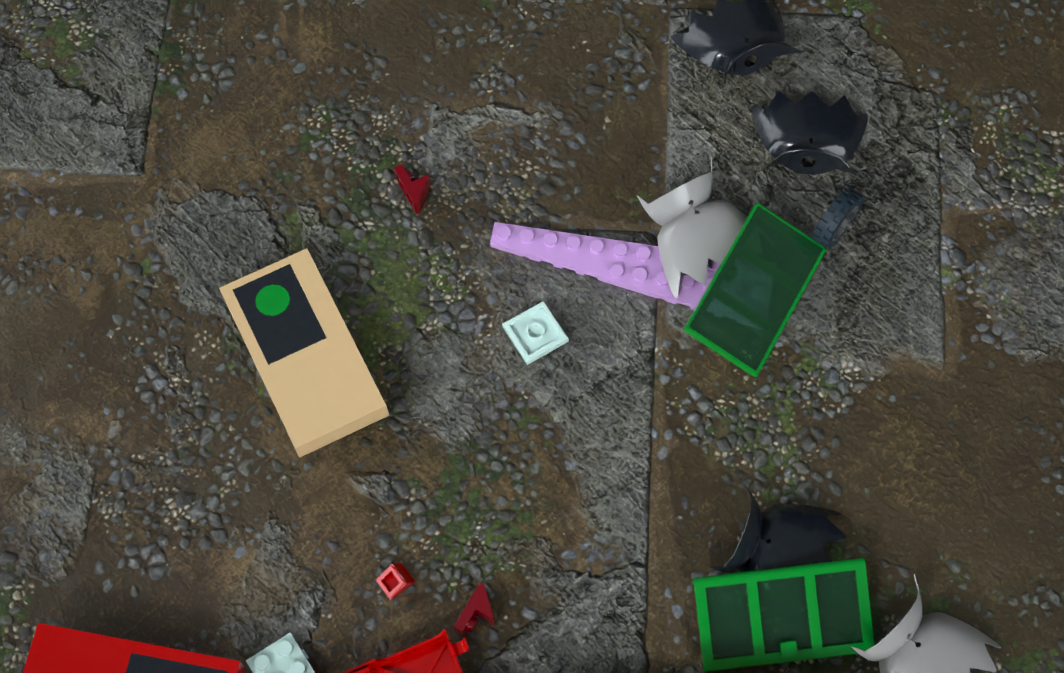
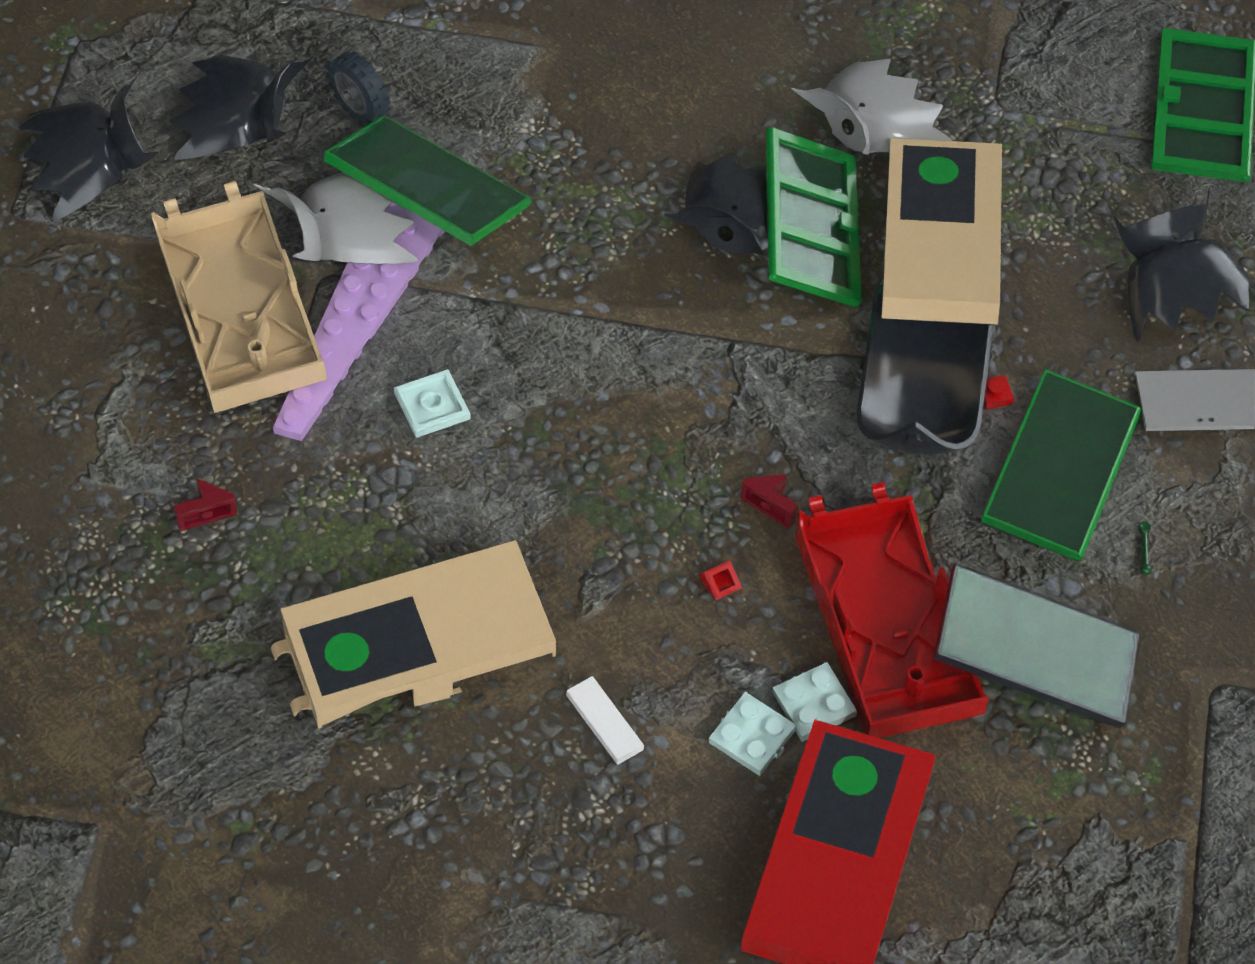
camera: 90 degrees left, 10 degrees down
(247, 621) = (752, 734): none -> light aqua plate
(252, 505) = (605, 720): none -> white tile
(602, 170) = (238, 299): none -> tan piece

